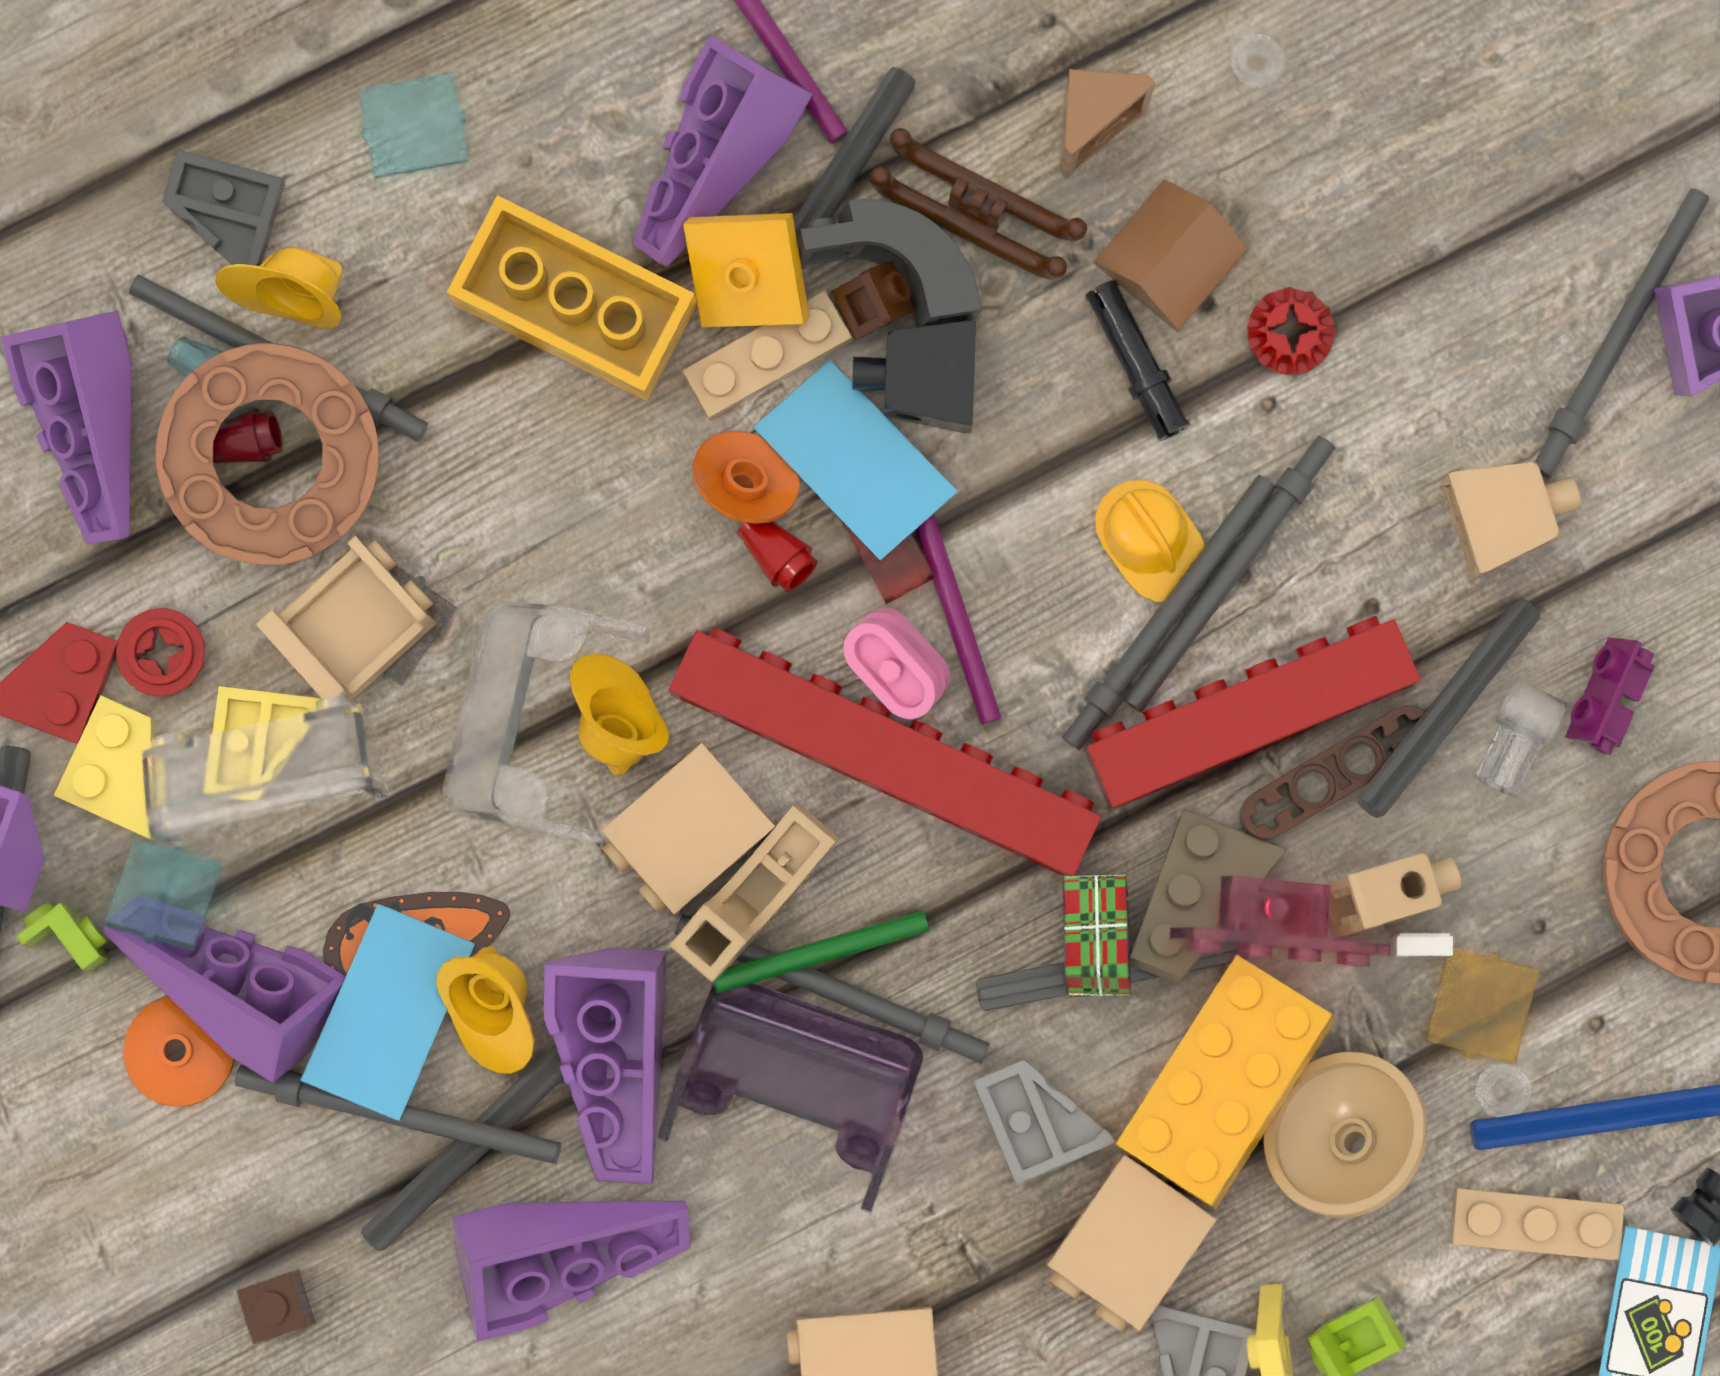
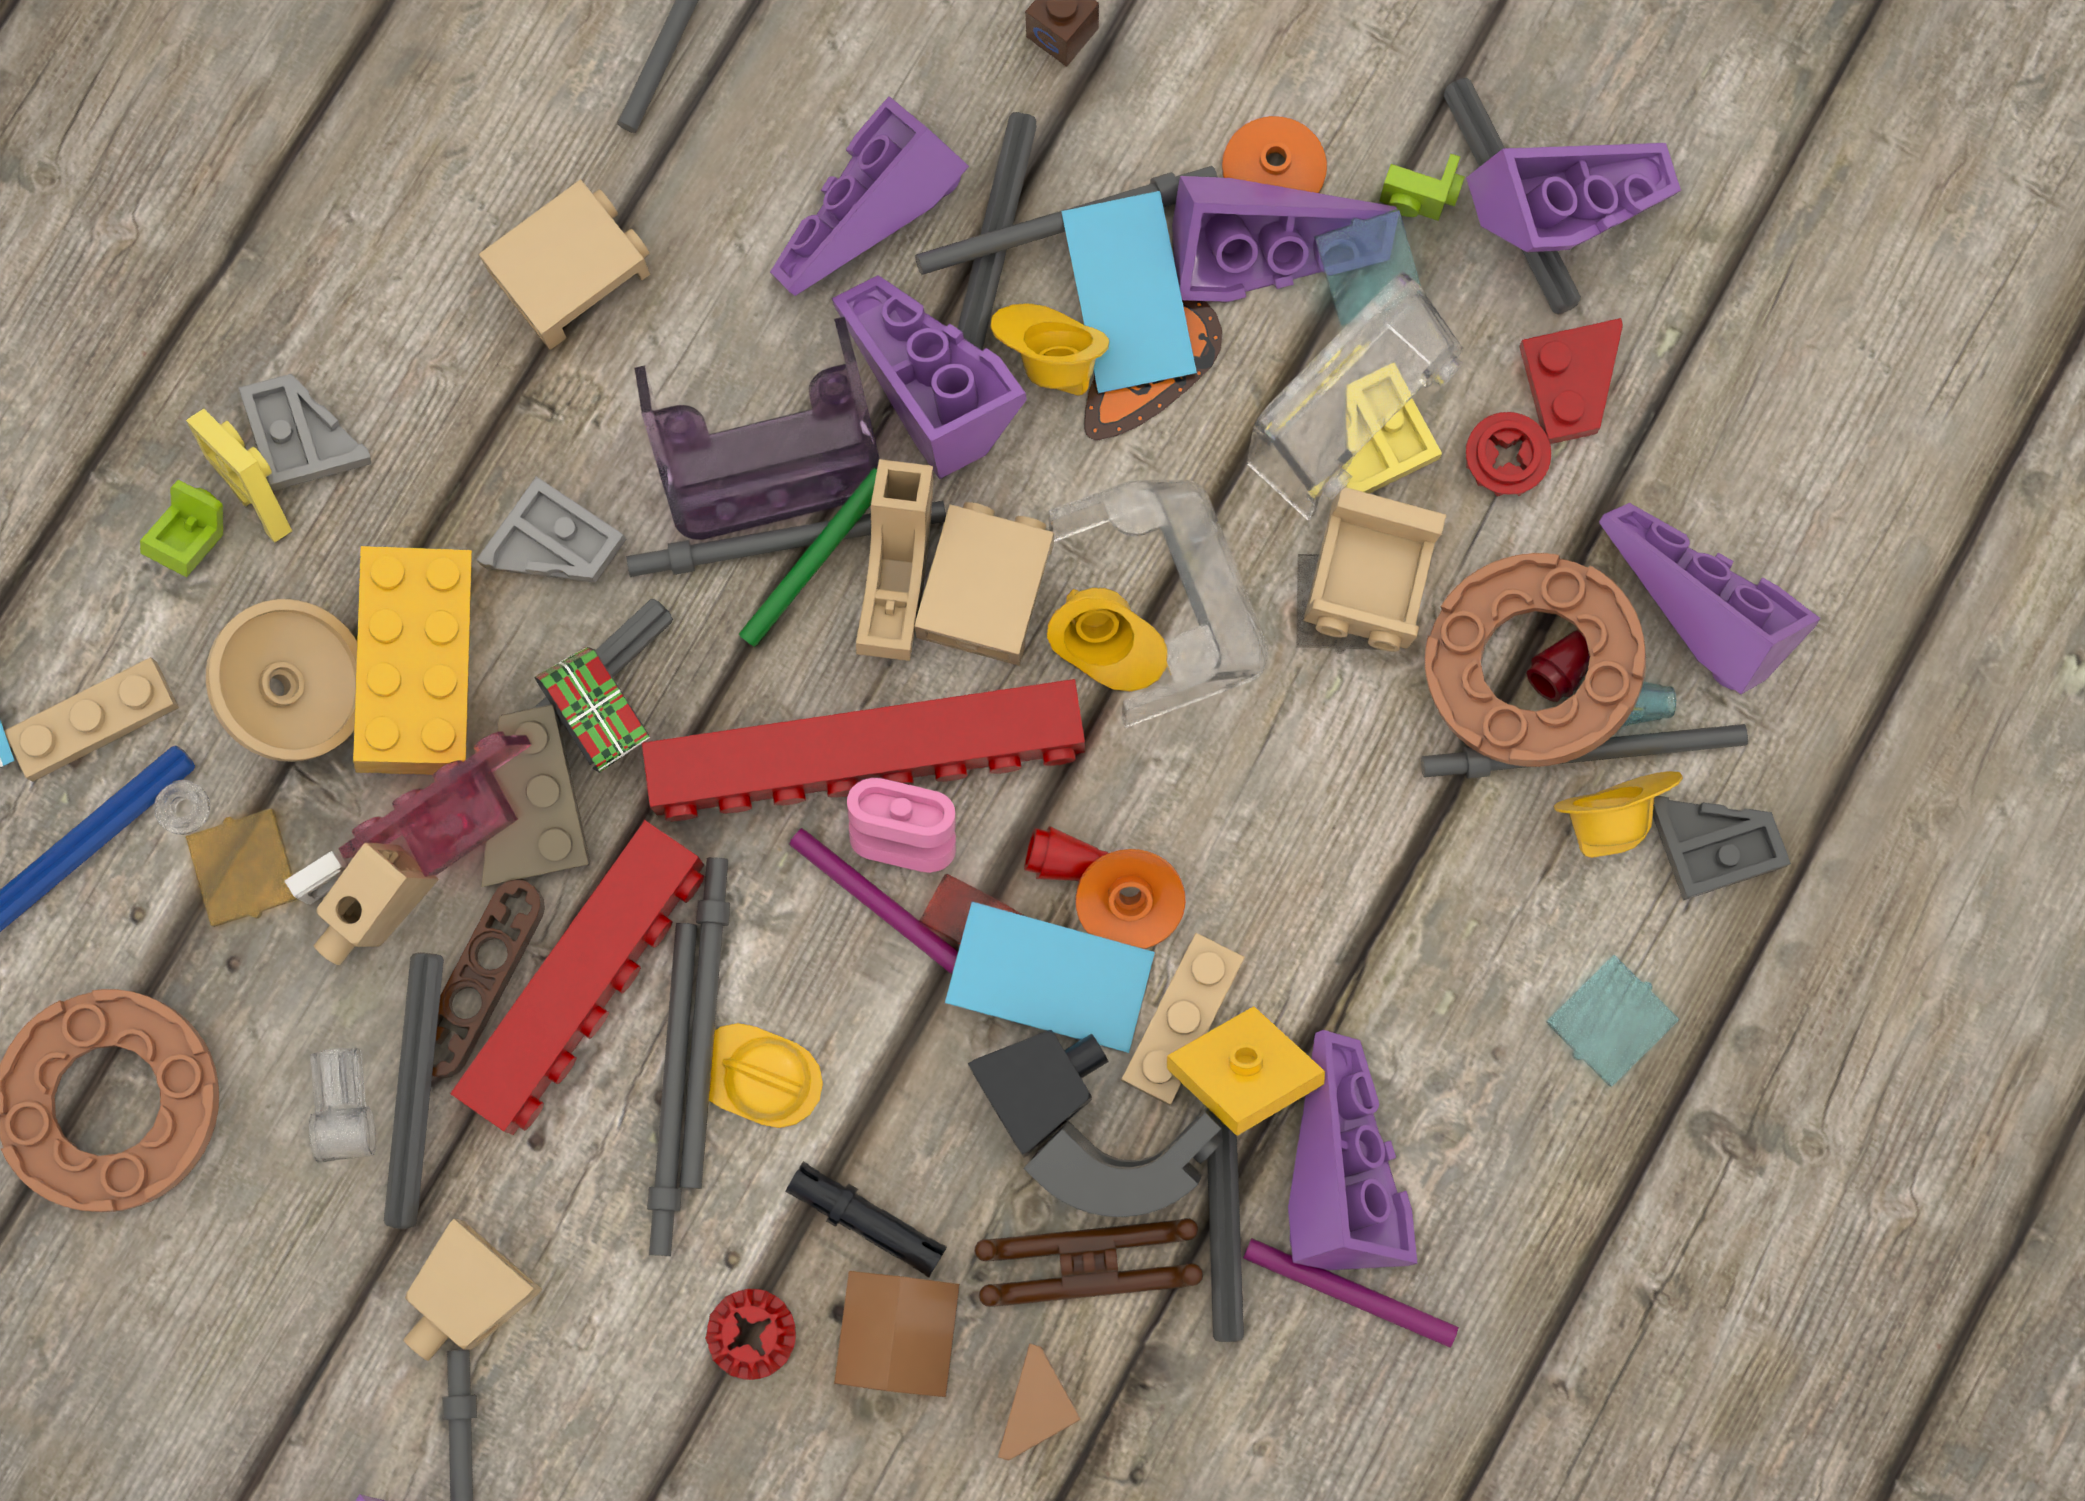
camera: 150 degrees right, 5 degrees down
(107, 766) = (1491, 344): light yellow wing -> none
(572, 298) = (1376, 951): yellow brick -> none
(874, 299) = (1122, 1120): reddish brown bracket -> none
(1129, 1244) = (413, 483): tan panel -> none
(1618, 671) = (284, 1169): magenta hinge -> none

